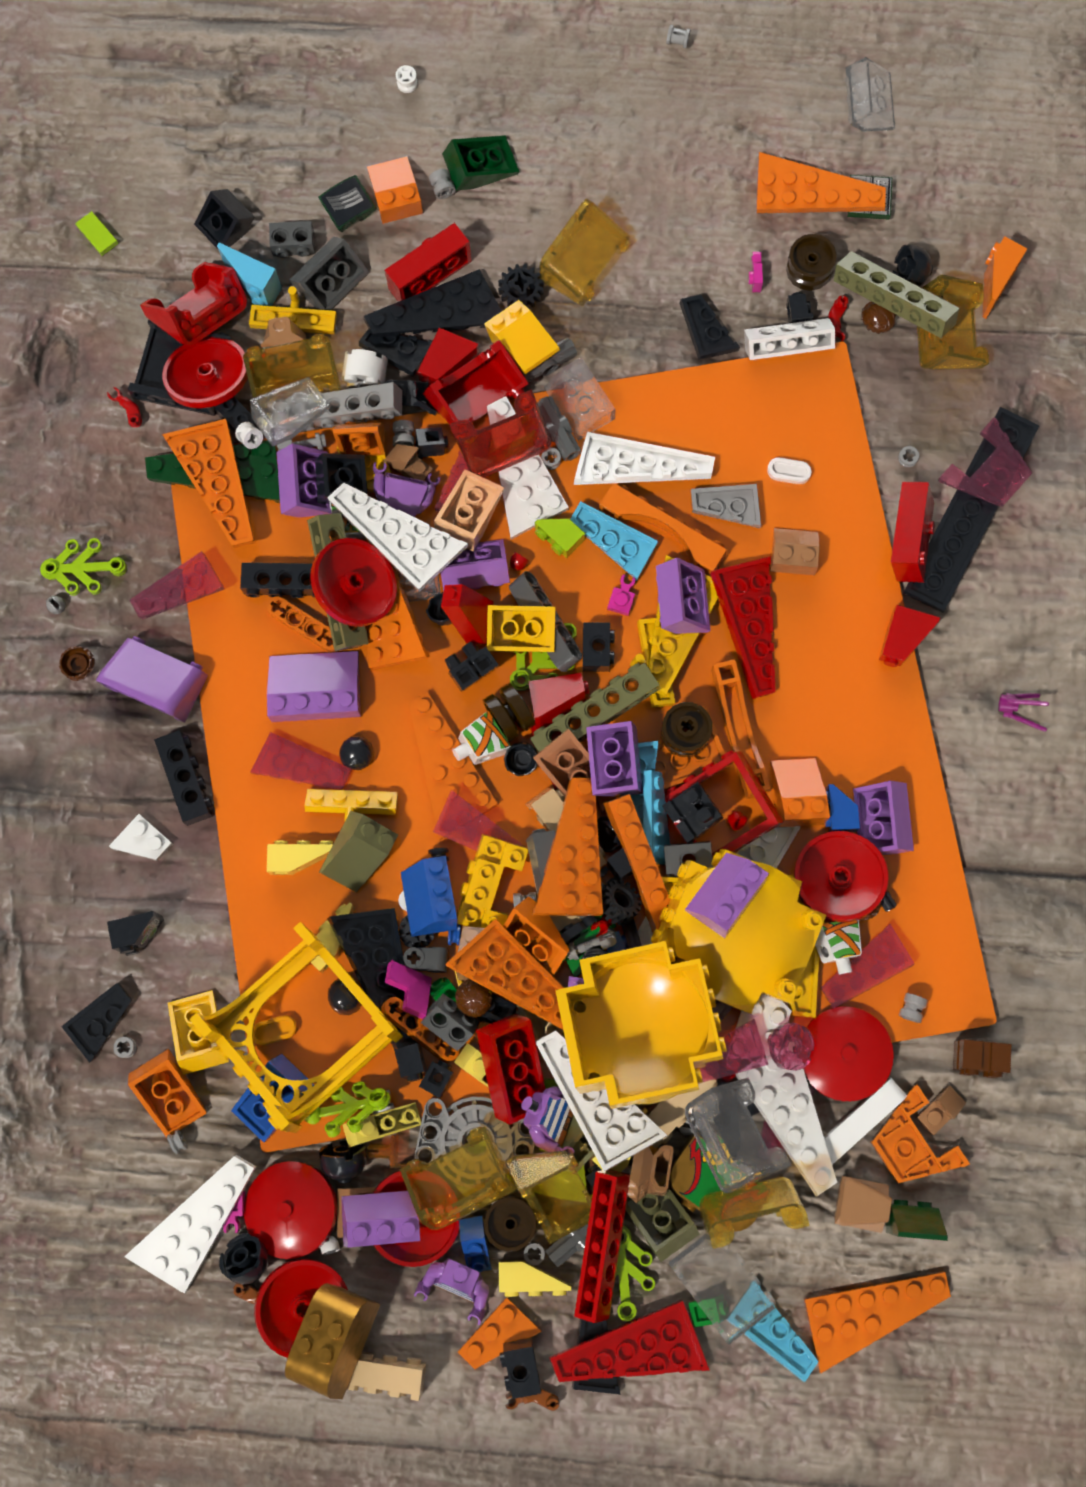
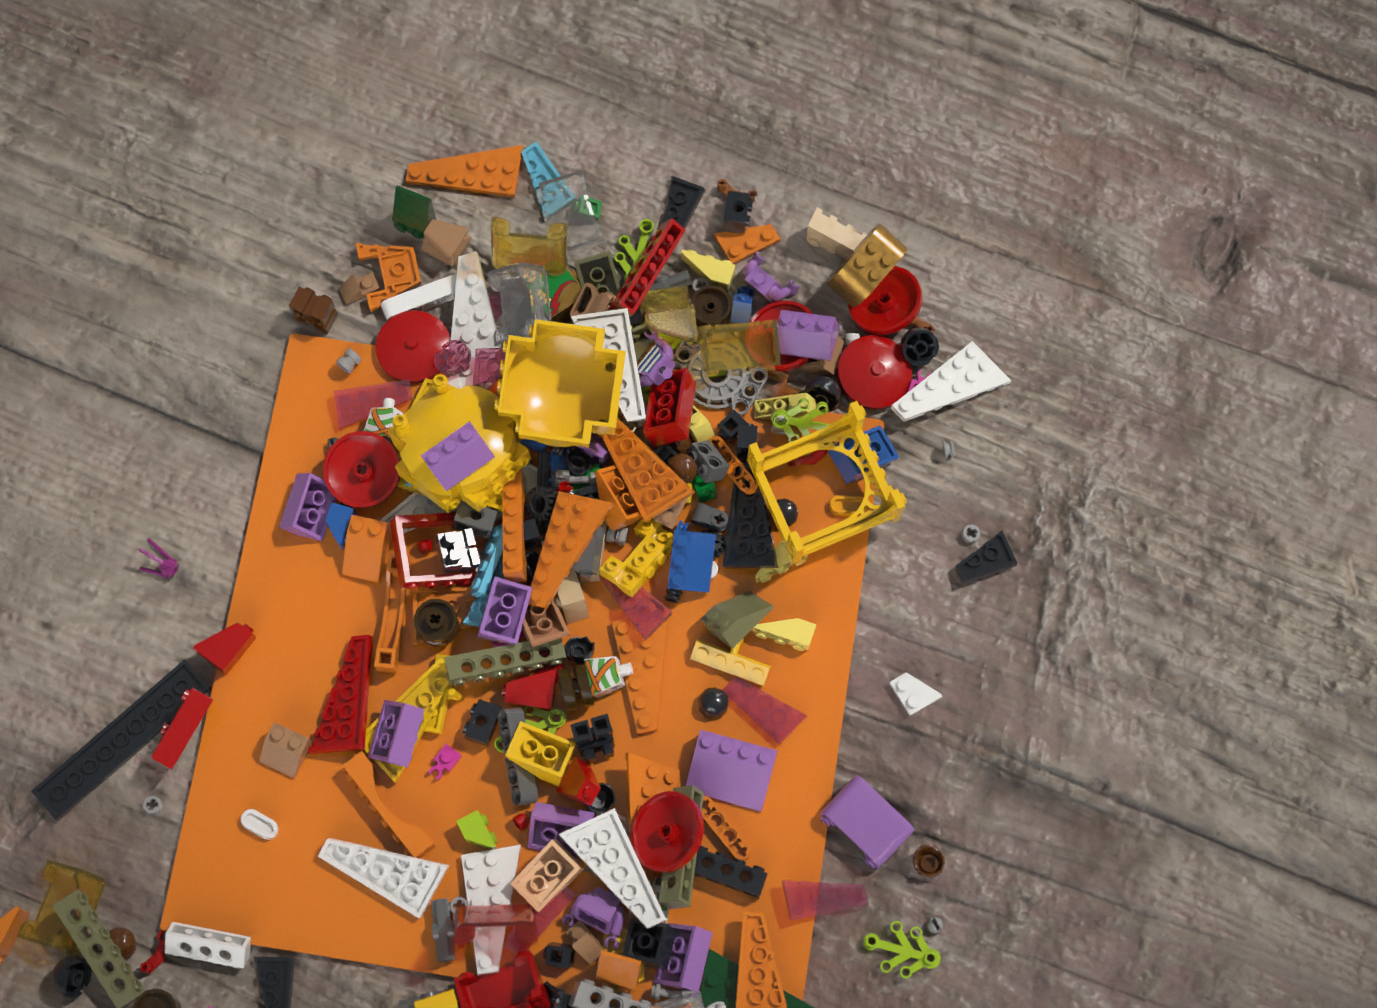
camera: 165 degrees left, 5 degrees down
(133, 932) = (938, 615): black slope -> none
(166, 1093) = (946, 487): orange slope -> none
(167, 748) = (866, 701): black brick -> none
(192, 1051) = (911, 532): yellow slope -> none
(403, 432) = (581, 966): light grey wheel -> none
(415, 986) = (725, 496): dark pink tile -> none
(580, 398) = (413, 951): clear slope -> none
(619, 541) = (429, 809): medium azure wing -> none
(645, 1346) = (644, 198): red wing -> none
(728, 503) = (321, 810): light grey wing -> none
(798, 308) = (187, 973): black brick -> none
(998, 476) = (86, 755): clear pink wing -> none

